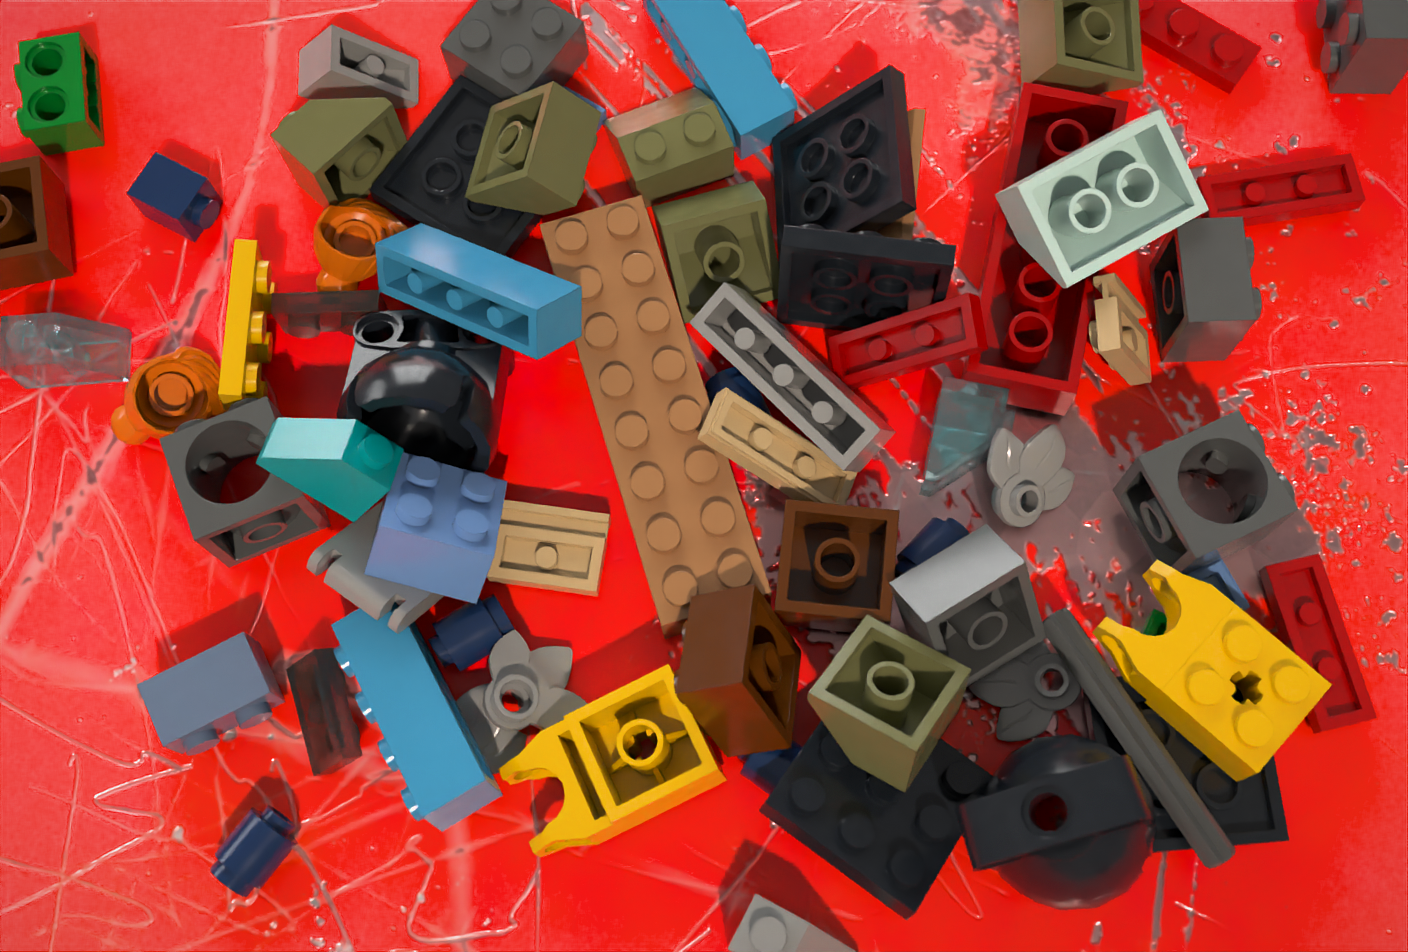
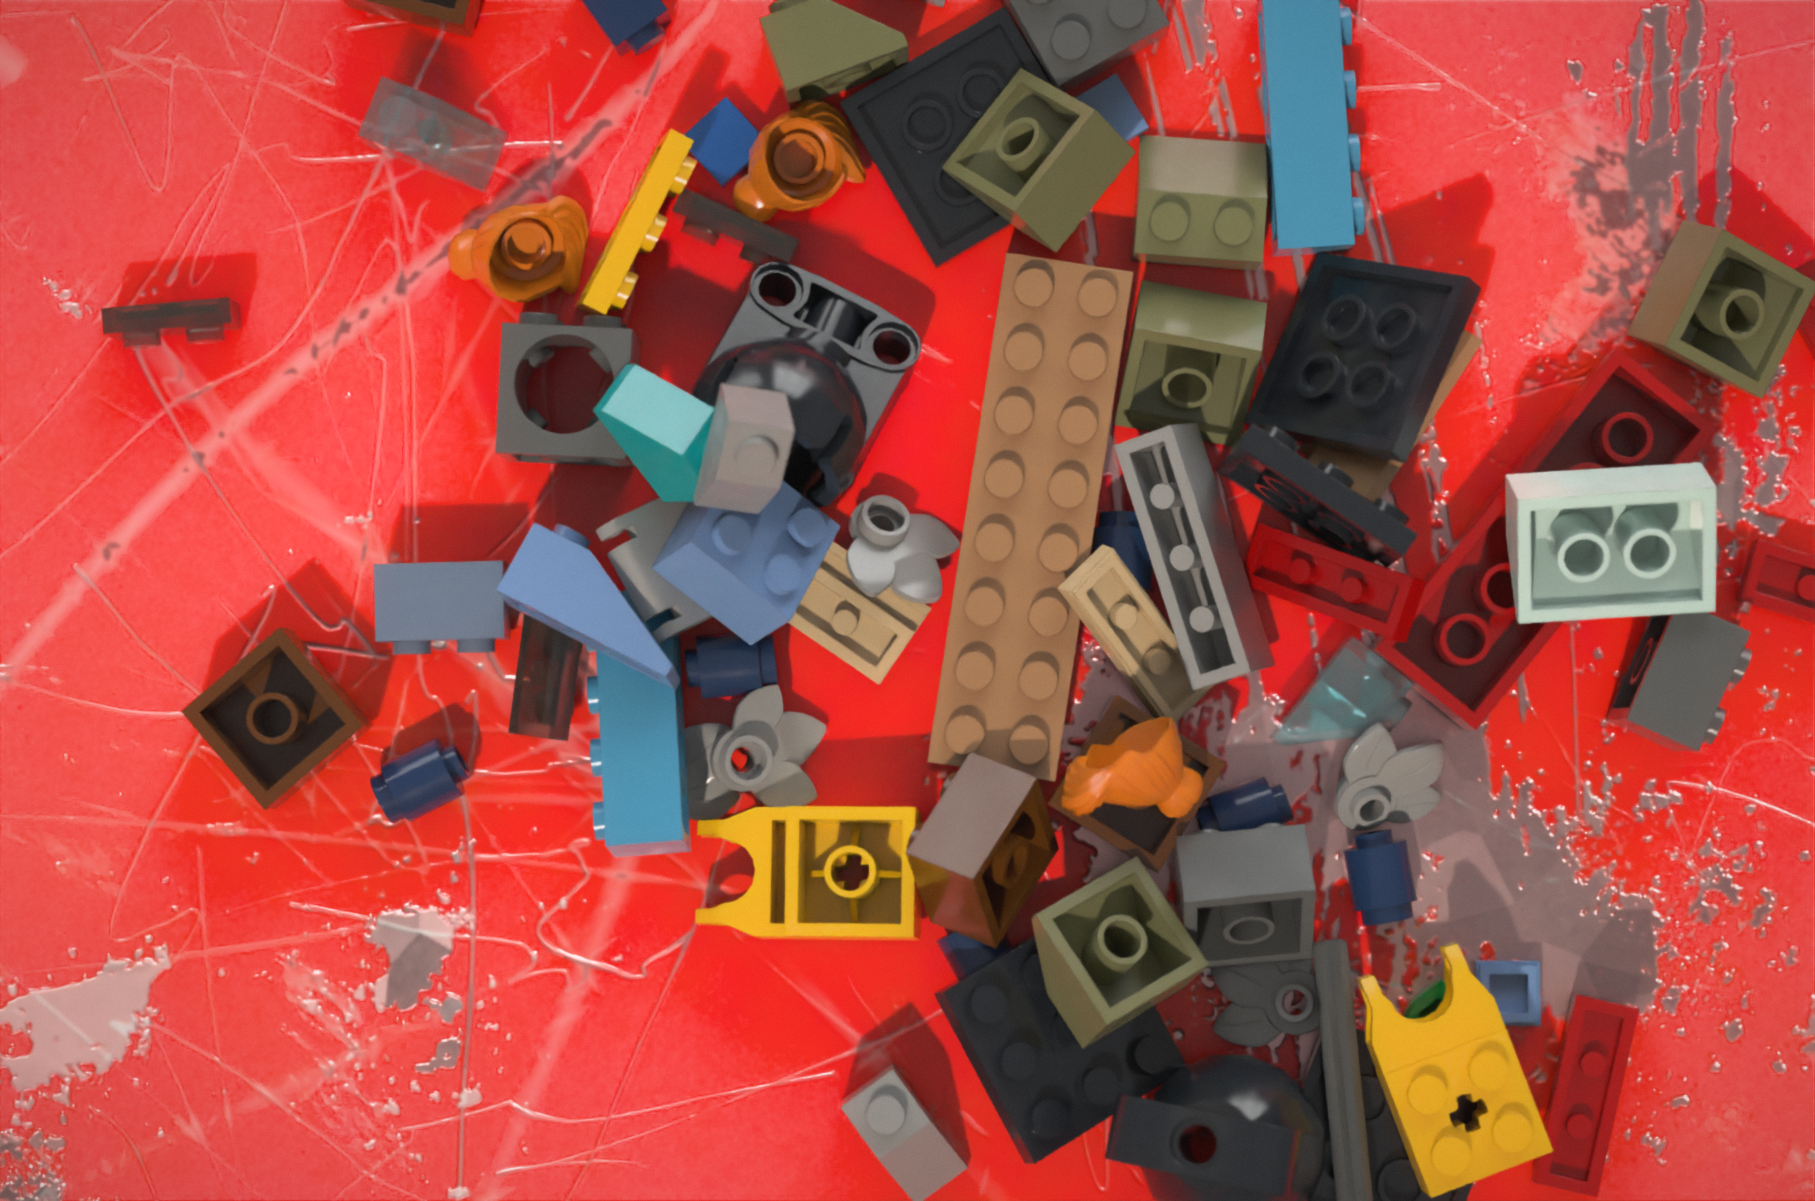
camera: 25 degrees right, 15 degrees up
(107, 854) = (277, 718): none -> reddish brown brick
(294, 261) = (722, 142): none -> blue tile
(305, 626) = (570, 591): none -> medium blue slope
(389, 430) = (745, 450): none -> light grey slope
(480, 290) = (905, 301): dark azure brick -> none
(562, 484) = (897, 550): none -> light grey plate
(831, 542) = (1134, 771): none -> orange hair
(1063, 551) = (1380, 877): none -> dark blue brick
(1118, 332) = (1566, 679): tan plate -> none
(1230, 455) = (1508, 942): dark grey brick -> none

